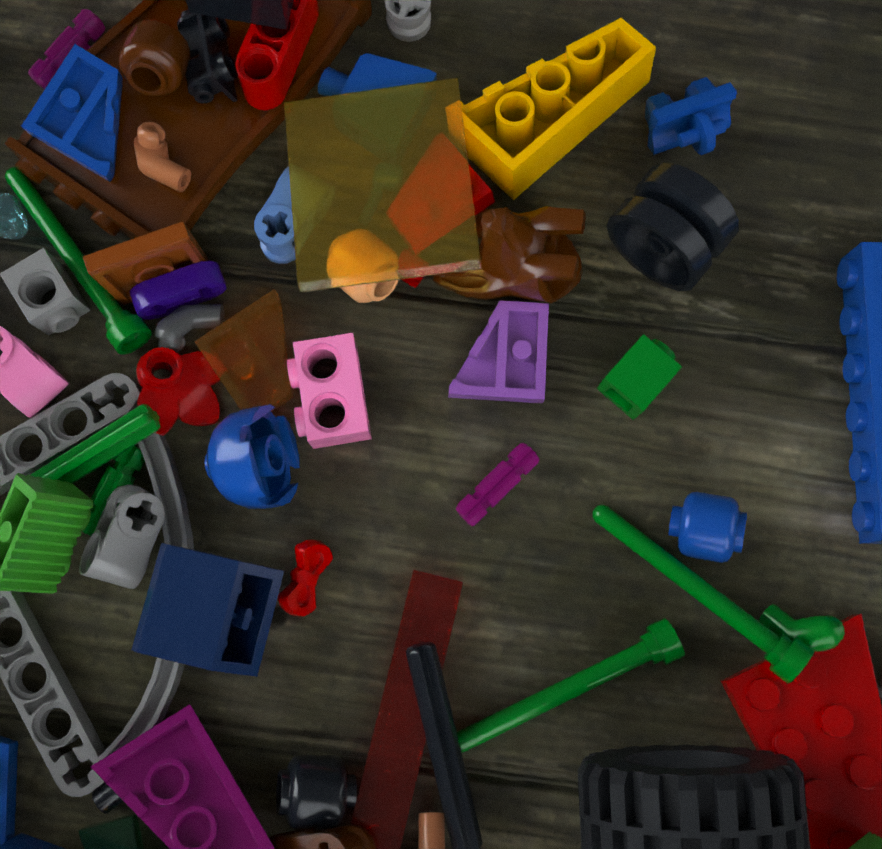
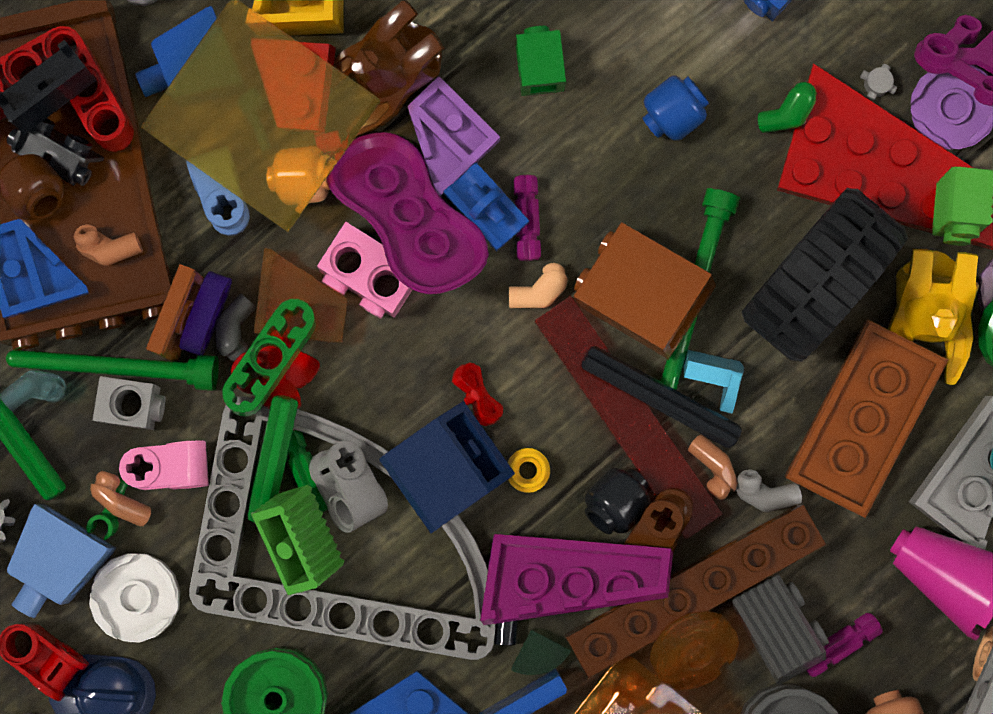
camera: 50 degrees left, 5 degrees up
(142, 389) = (297, 336): none -> green beam
(253, 458) = (368, 360): blue cylinder -> none
(260, 685) = (542, 470): none -> yellow plate
(396, 408) = (422, 236): none -> magenta plate
(445, 555) = (543, 292): none -> light nougat arm
(473, 440) = (486, 206): none -> blue hips
(511, 777) = (718, 372): none -> medium azure tile
(526, 644) = (644, 289): none -> dark orange brick
(784, 654) = (790, 136): green piece -> none

